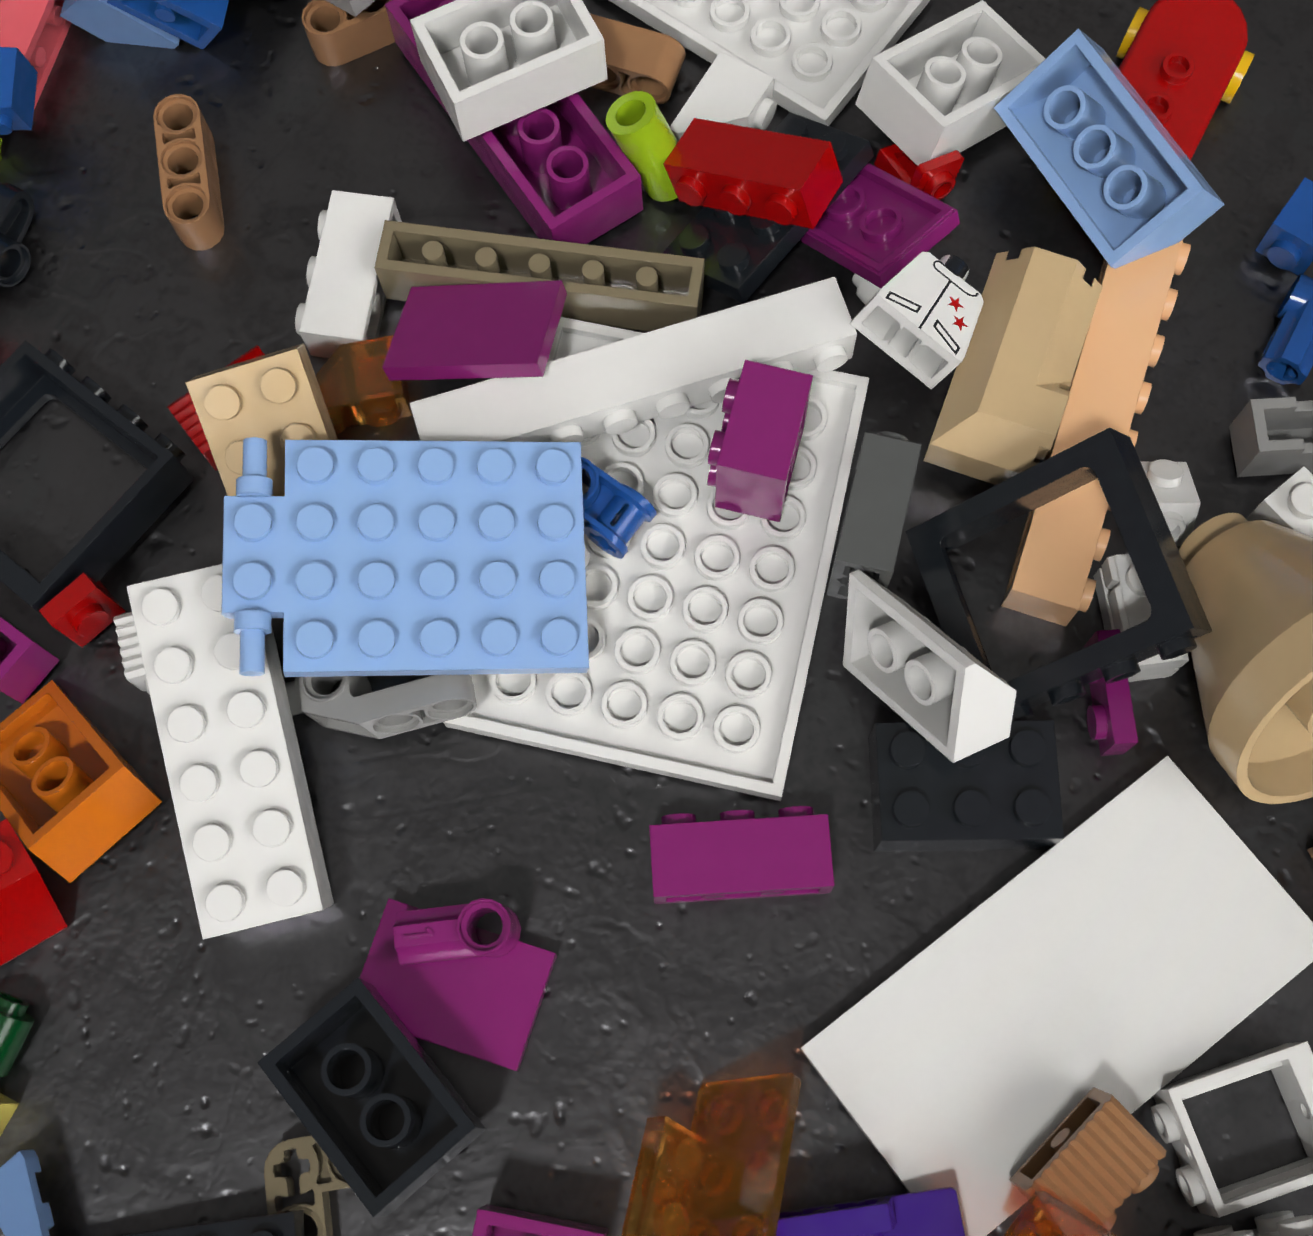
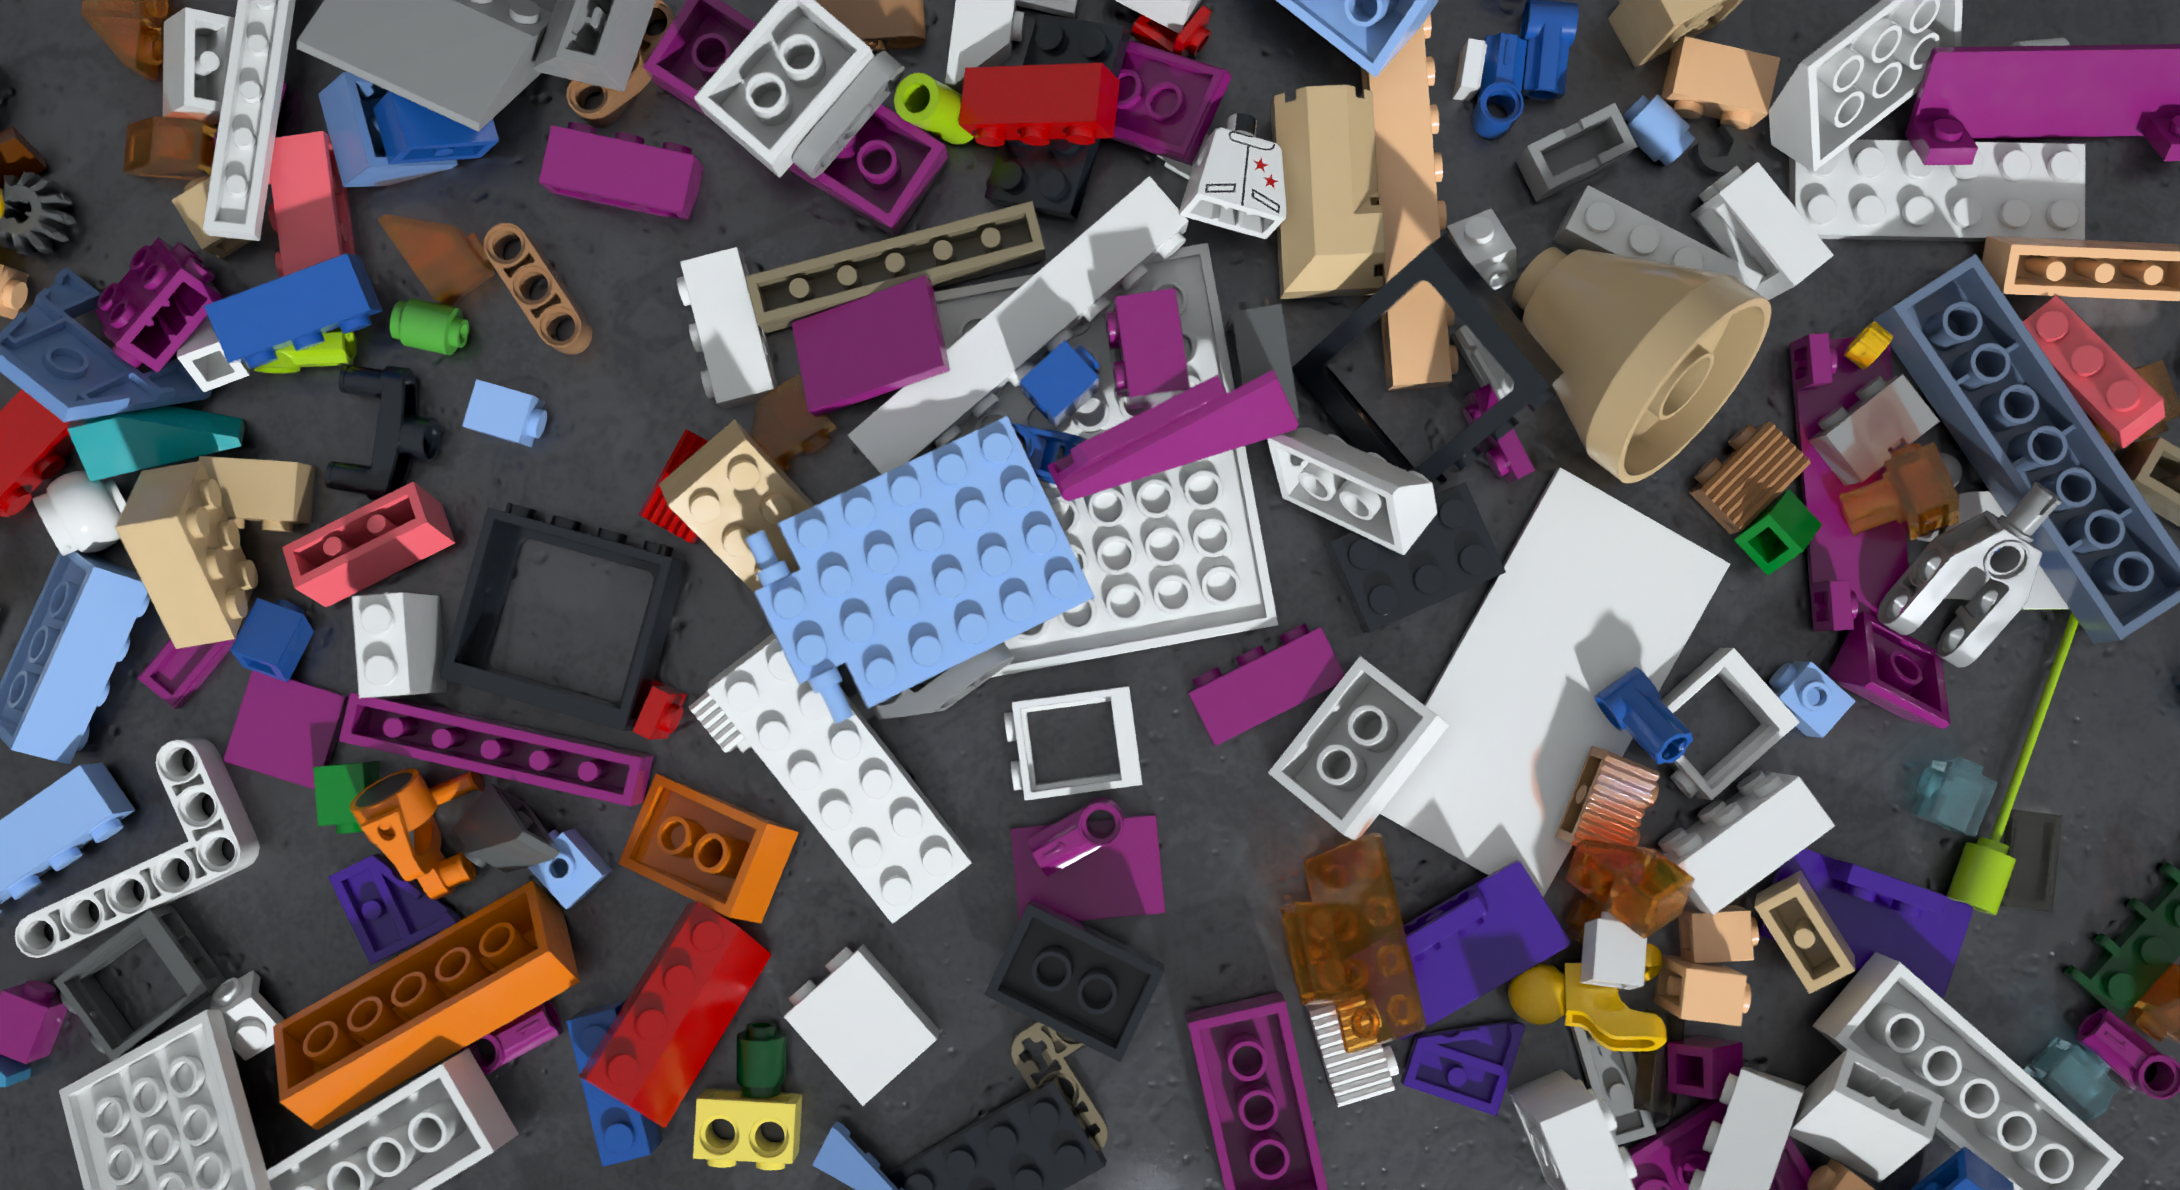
camera: 30 degrees left, 15 degrees up
(69, 165) = (429, 326): none -> bright green brick
(94, 269) = (505, 413): none -> light blue brick
(113, 109) = (440, 255): none -> clear orange slope
(118, 1045) = (861, 1022): none -> white brick
(322, 101) = (621, 171): none -> magenta brick
(448, 793) = (1023, 770): none -> white window
(532, 115) = (848, 114): none -> light grey beam
(654, 437) = (1062, 382): none -> blue brick
(753, 526) = (1175, 434): none -> magenta wedge
(816, 970) = (1358, 749): none -> white brick
(1166, 1061) = (1637, 706): none -> blue piece
(1212, 318) = (1469, 69): none -> white tile
(1238, 346) = (1500, 85): none -> blue piece

